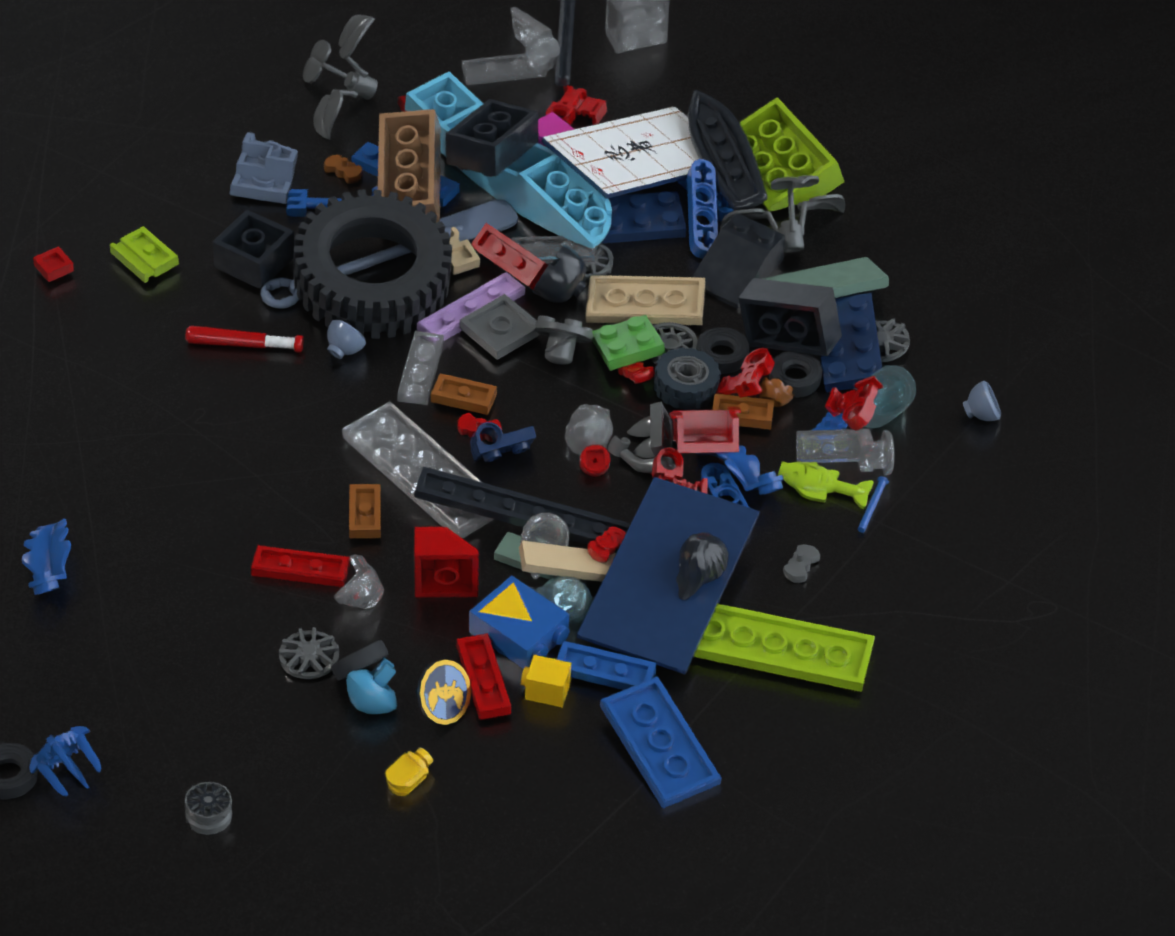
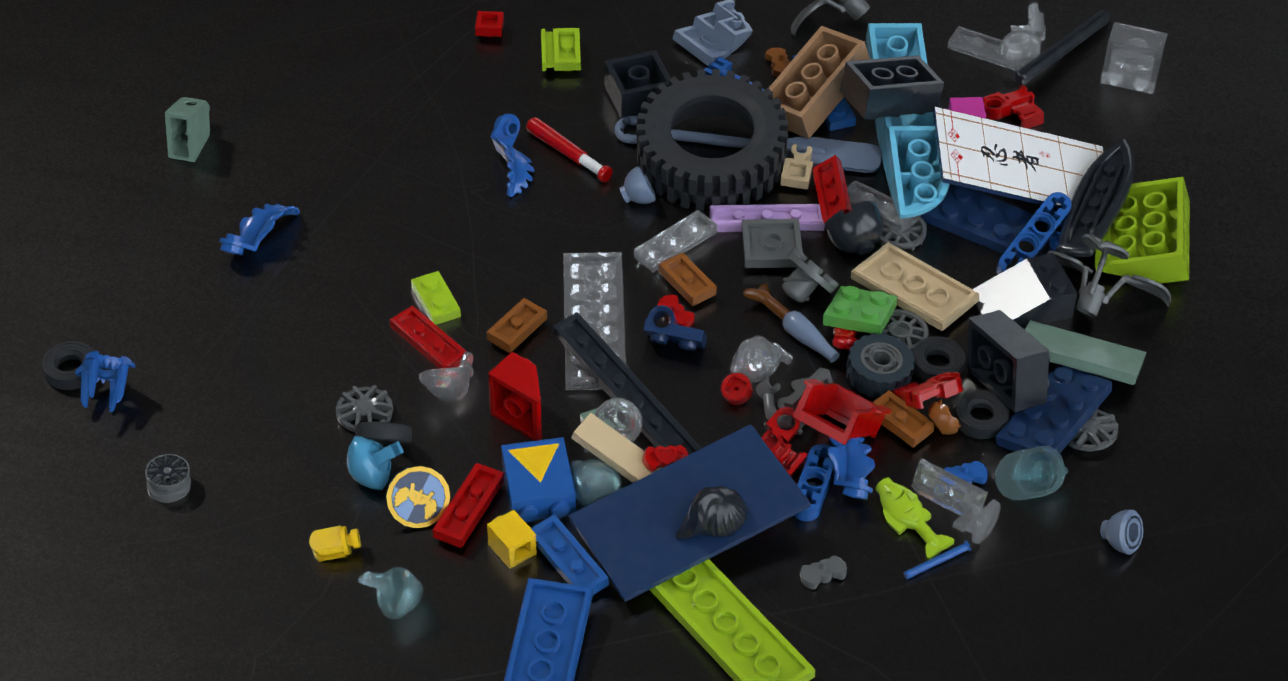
camera: 40 degrees right, 0 degrees up
(179, 347) = (503, 136): none -> blue plant
(267, 528) = (435, 298): none -> lime plate
(503, 776) = (396, 591): none -> clear light blue hat
(585, 382) = (793, 322): none -> sand blue piece
(856, 404) = (994, 465): red piece -> none

